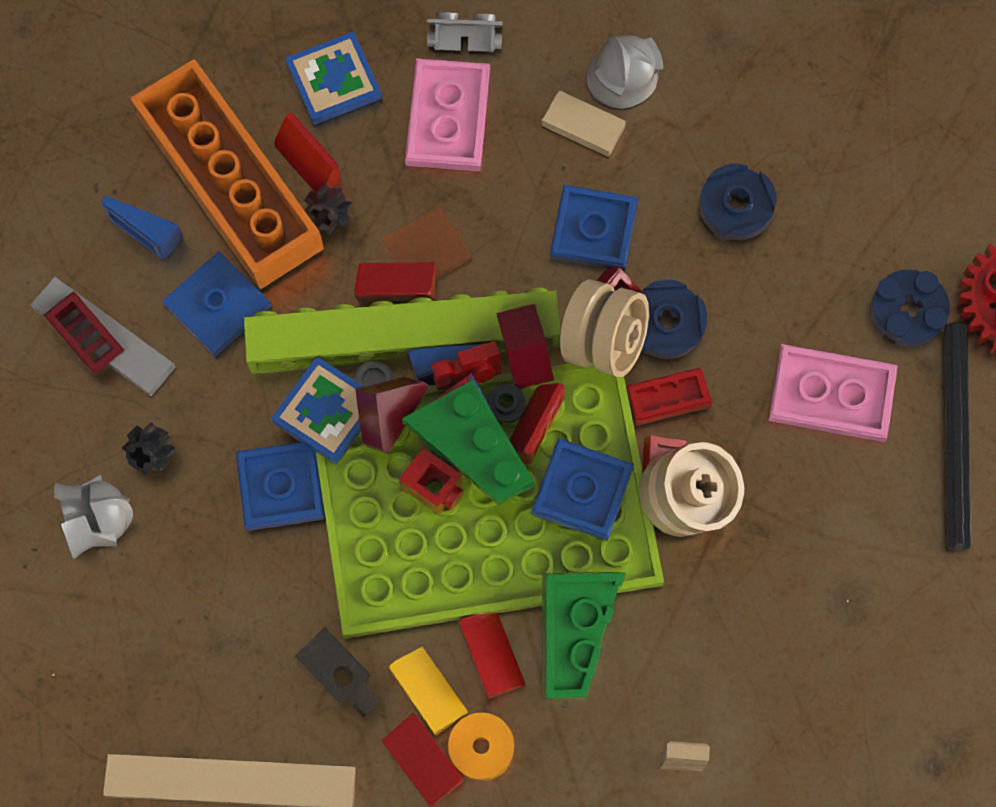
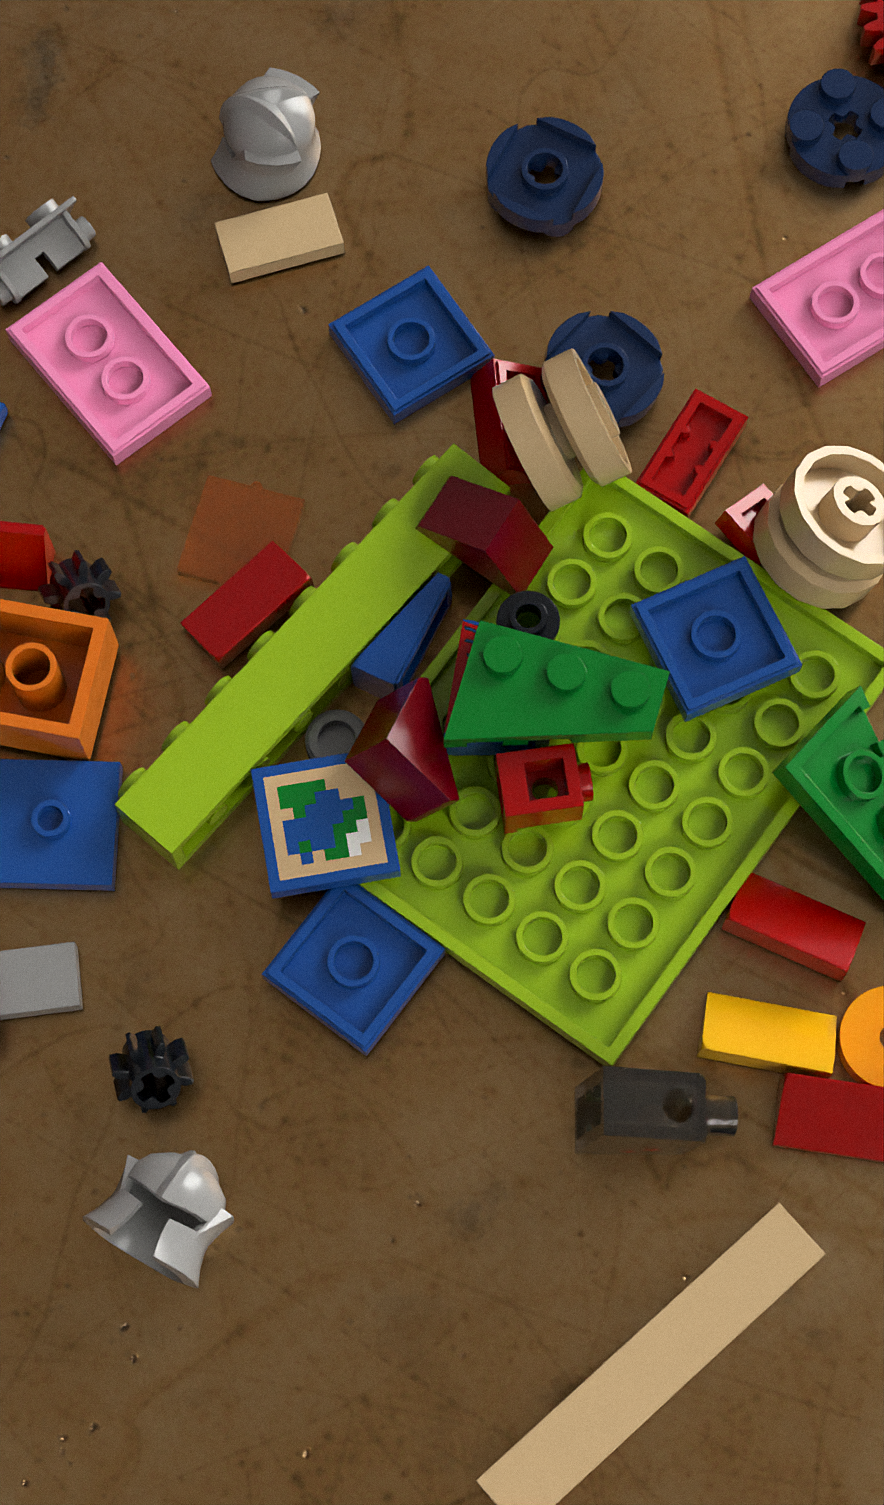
camera: 45 degrees left, 0 degrees up
(479, 361) = (450, 601): red plate -> none
(537, 420) = (582, 600): red slope -> none

